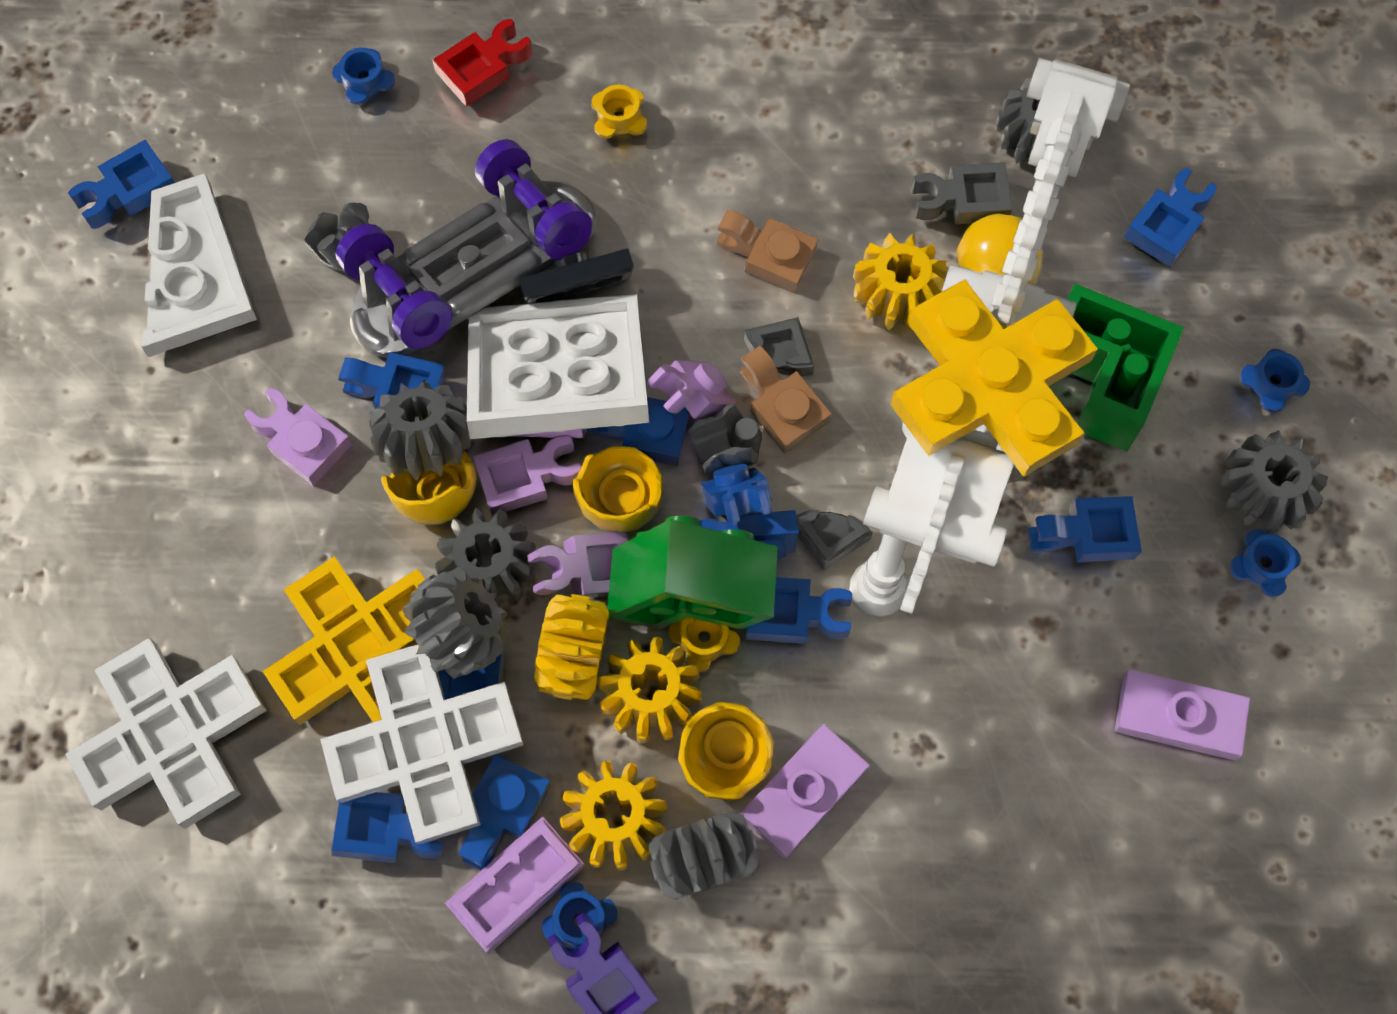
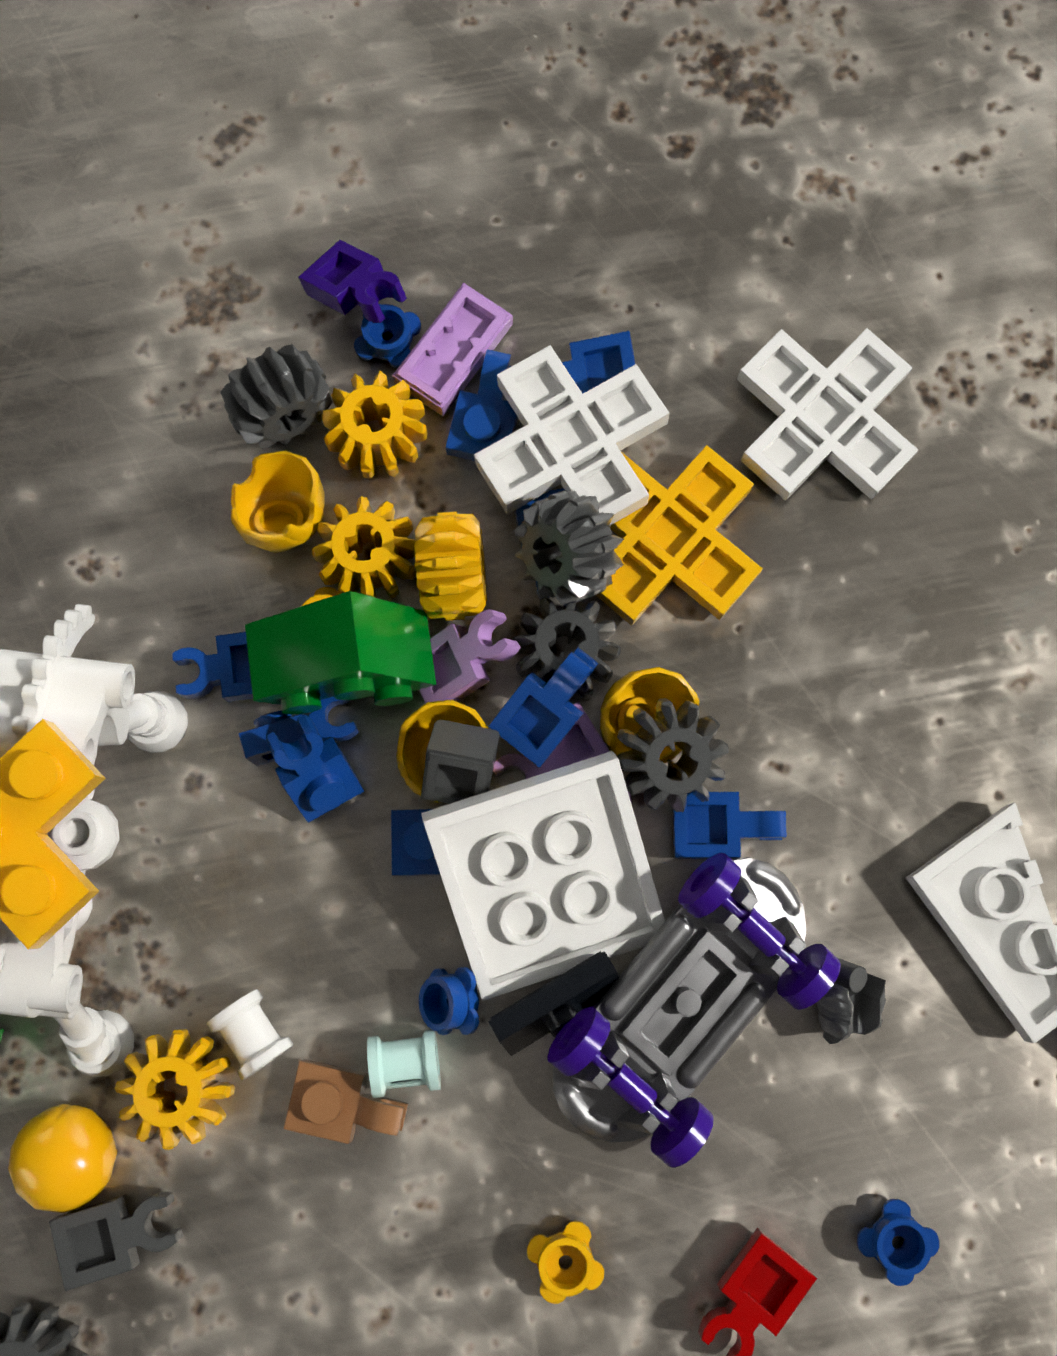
camera: 165 degrees right, 10 degrees up
(301, 440) = (802, 746): lavender plate -> none
(521, 486) = (540, 712): none -> blue plate
(605, 463) = (458, 761): none -> dark grey slope
(663, 299) = (450, 1001): none -> blue plate
(693, 386) = (388, 886): lavender plate -> none
(710, 263) = (403, 1063): none -> light aqua bush
(726, 439) = (342, 841): dark grey arm -> none
(784, 344) = (304, 978): dark grey tile -> none
(785, 407) = (286, 903): medium nougat plate -> none
(804, 791) = (196, 495): lavender plate -> none
(831, 535) = (214, 764): dark grey tile -> none
(833, 309) = (249, 1034): none -> white bush

